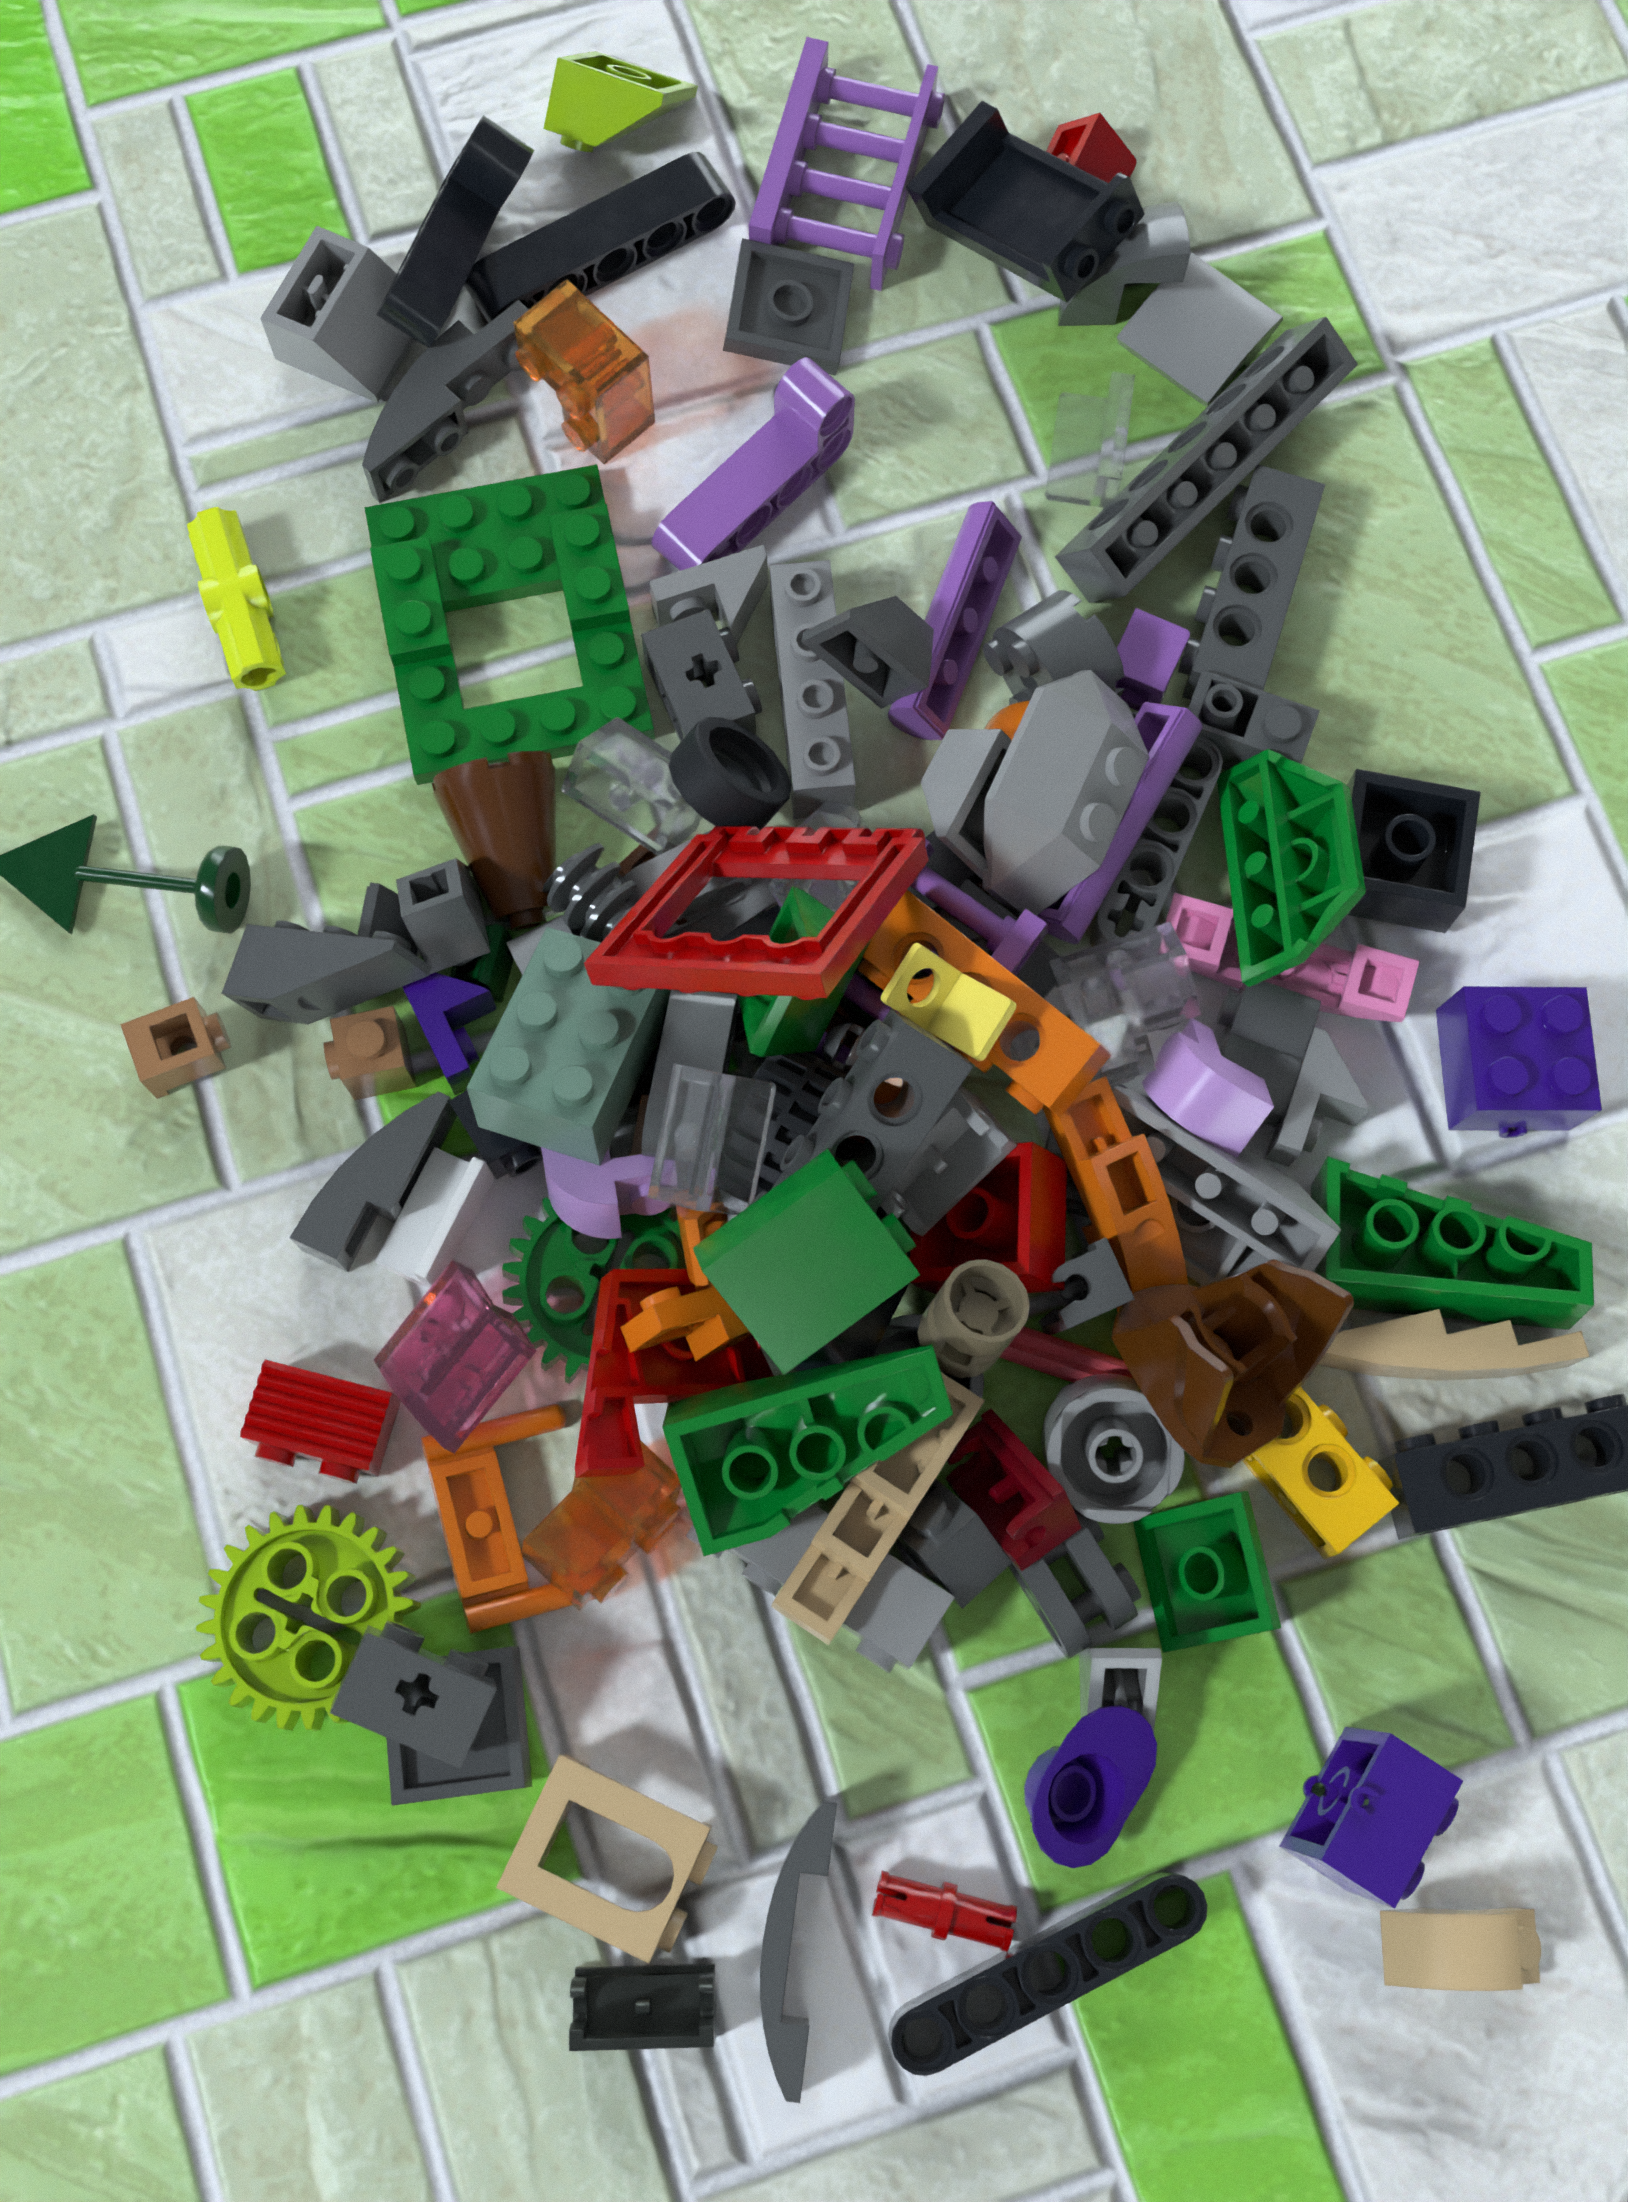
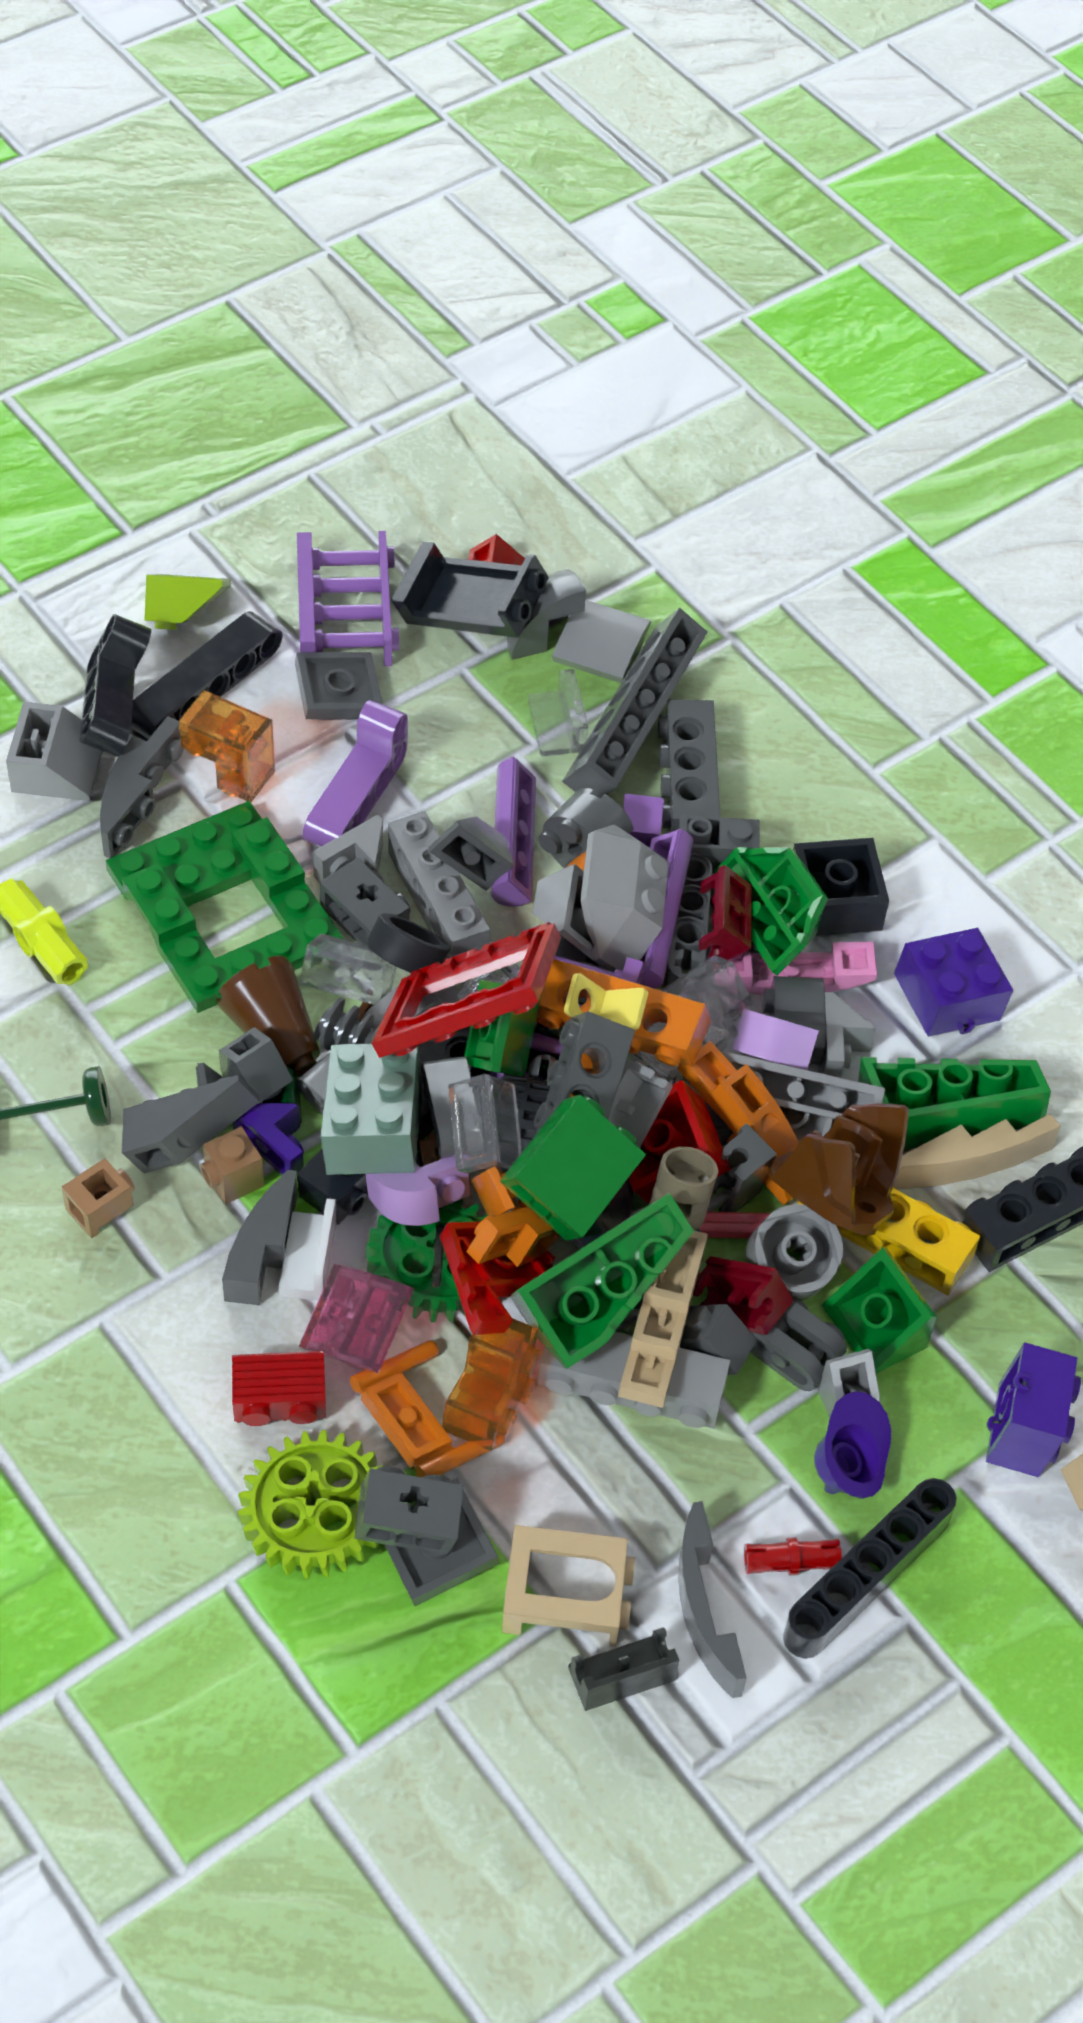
camera: 20 degrees left, 20 degrees down
(1215, 866) = (730, 914): none -> dark red hinge

